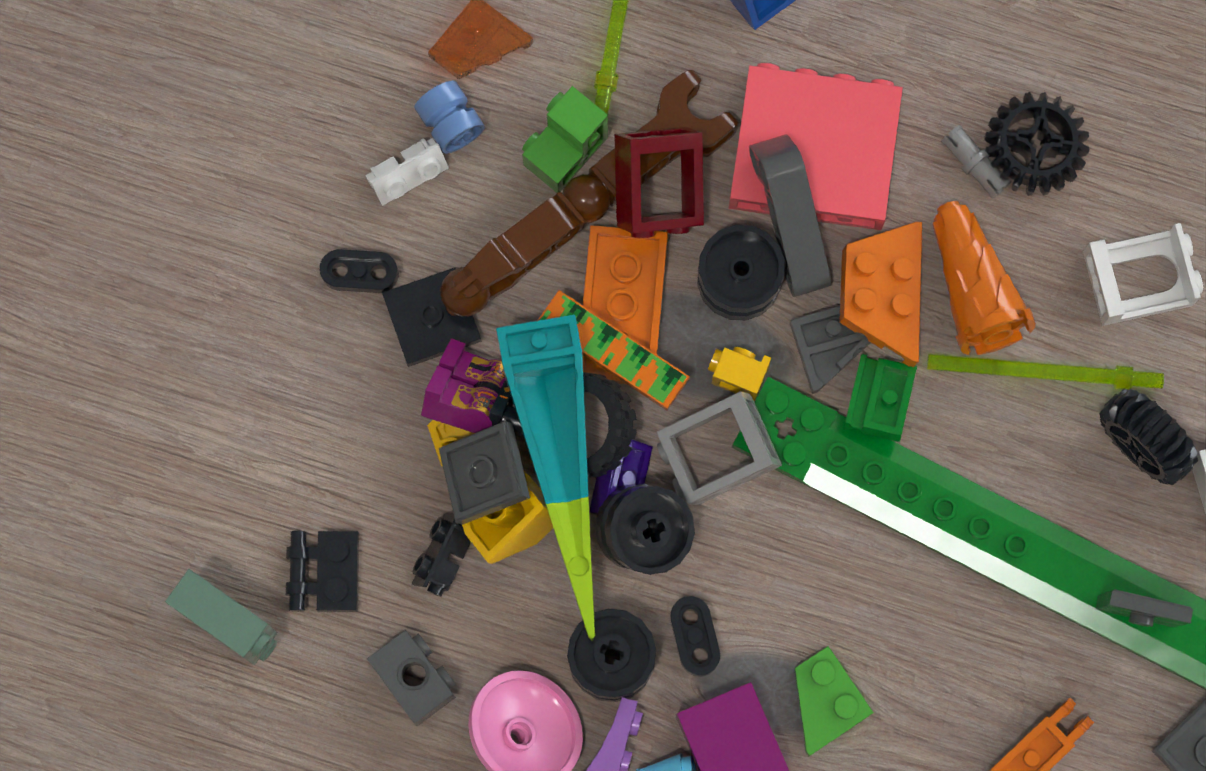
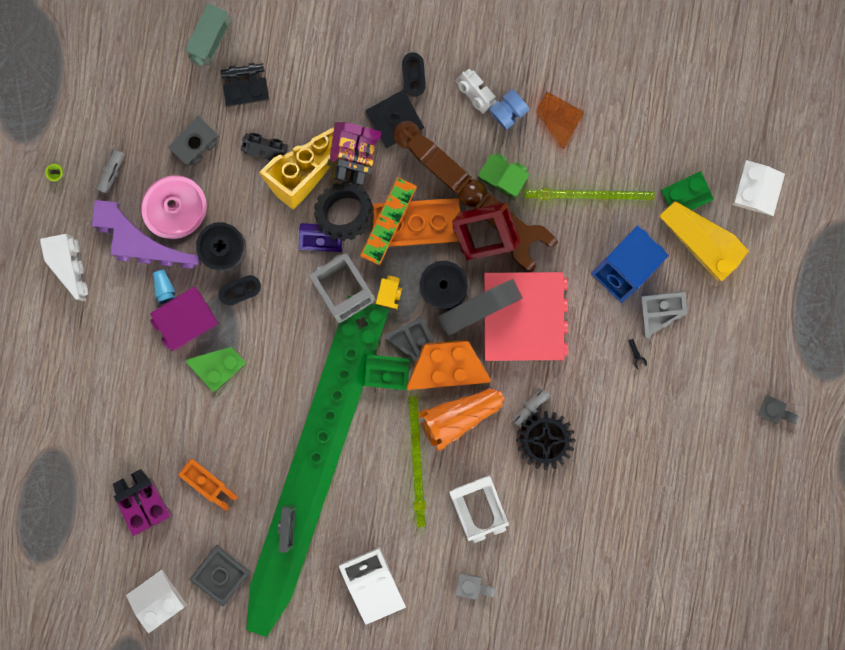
camera: 90 degrees right, 10 degrees up
(484, 473) = (306, 161): dark grey plate -> none
(547, 389) = (353, 189): teal plate -> none
(638, 508) = (279, 256): black wheel -> none
(1148, 436) = (384, 521): black gear -> none

